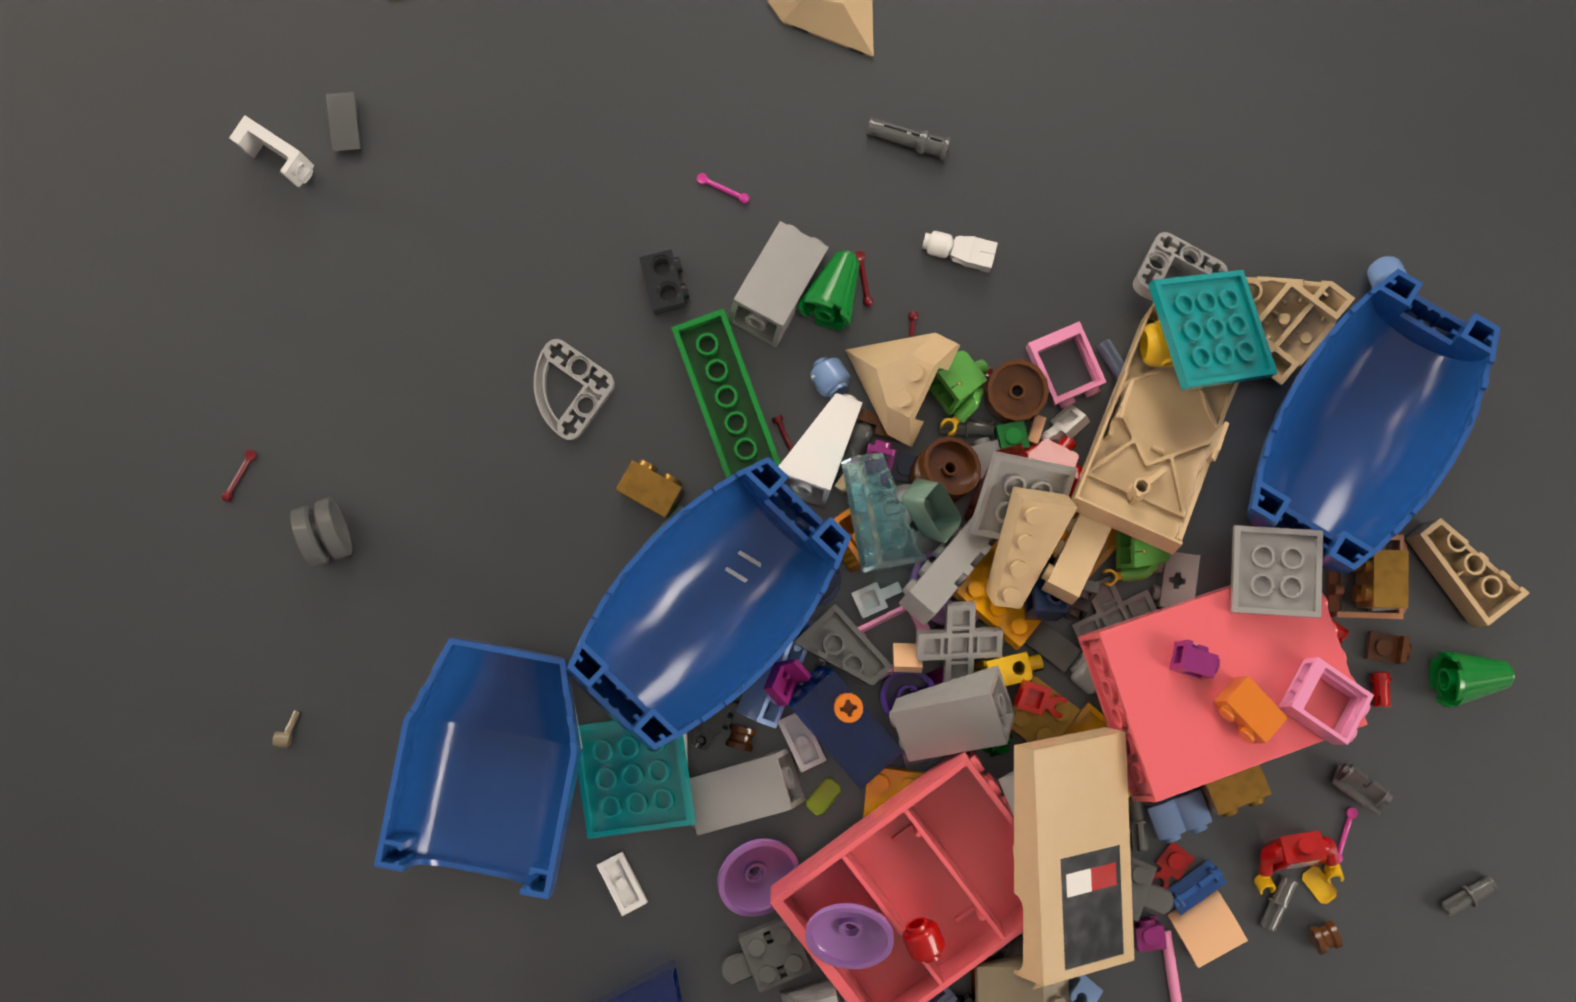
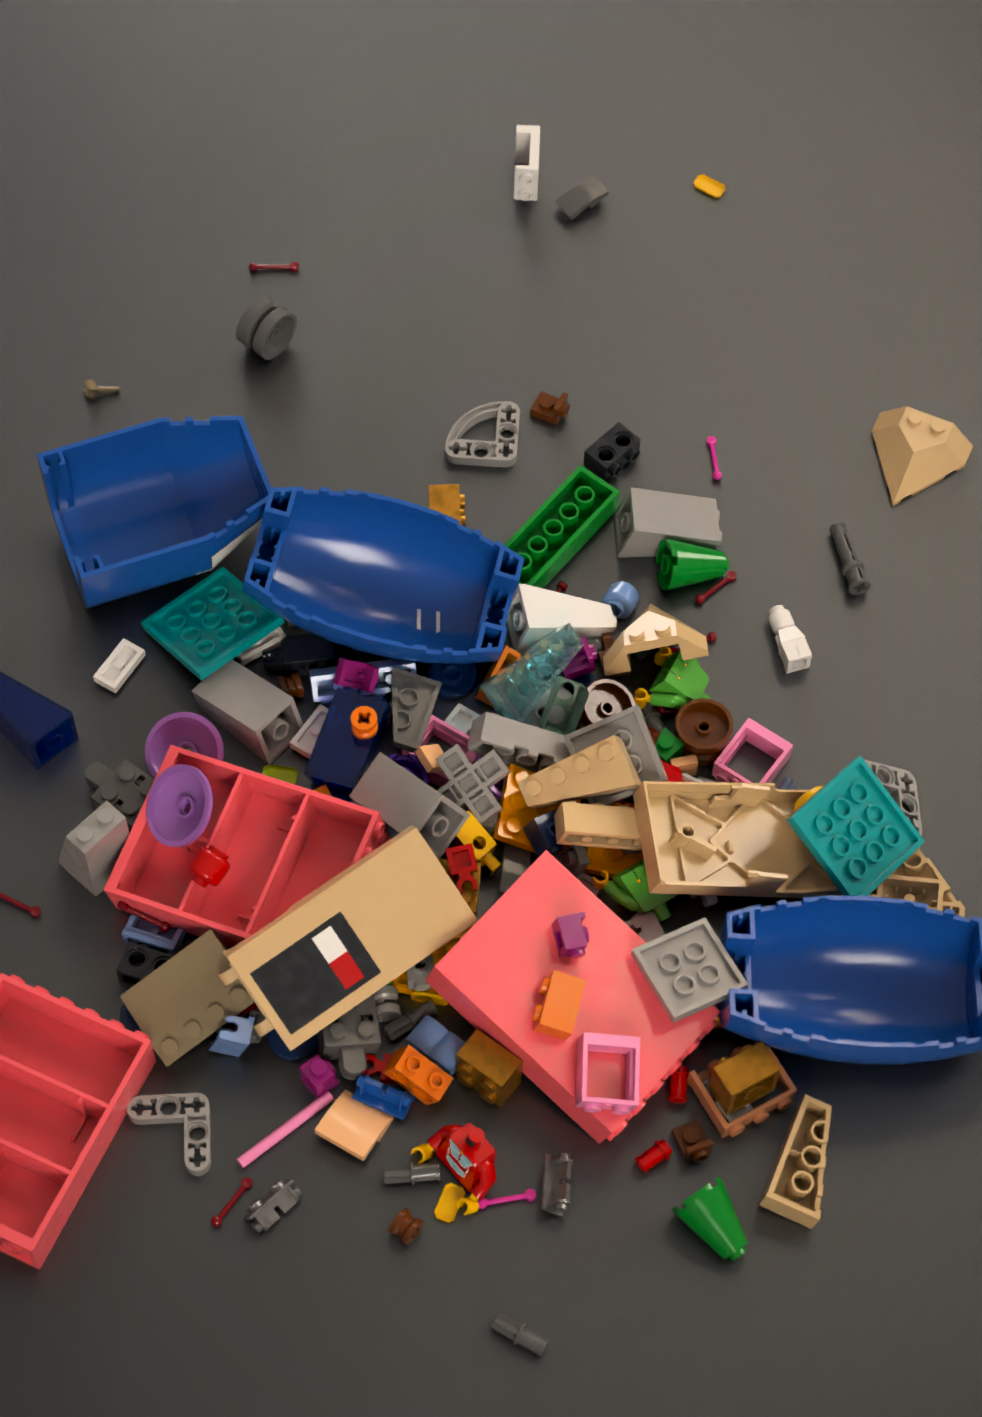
camera: 55 degrees right, 25 degrees down
(574, 307) = (550, 407): none -> reddish brown bracket
(1202, 851) = (418, 1075): none -> orange brick

